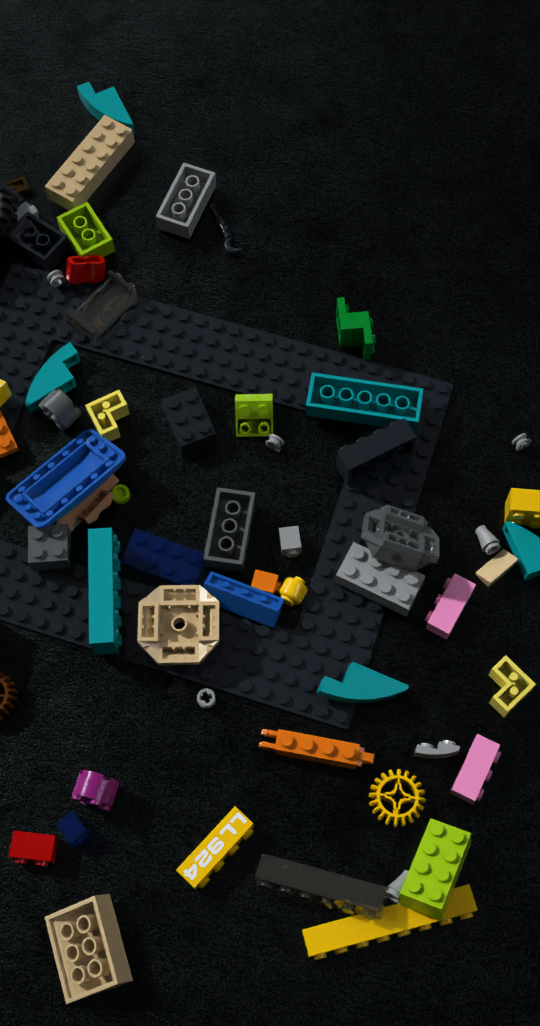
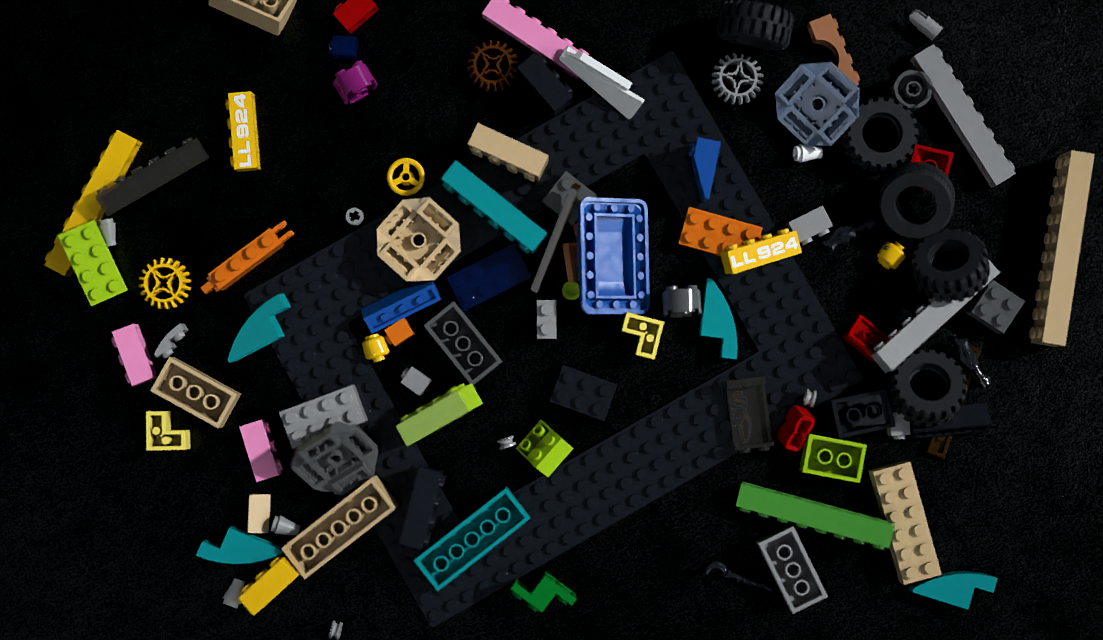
camera: 130 degrees right, 20 degrees up
(50, 617) = (509, 152): none -> tan brick
(81, 526) = (556, 235): none -> dark brown tile
(135, 212) = (816, 515): none -> bright green brick
(143, 689) = (411, 181): none -> yellow piece
(158, 489) = (546, 319): none -> light grey piece
(297, 495) = (438, 413): none -> lime brick
(447, 496) = (340, 526): none -> tan brick
(456, 691) = (195, 392): none -> tan brick

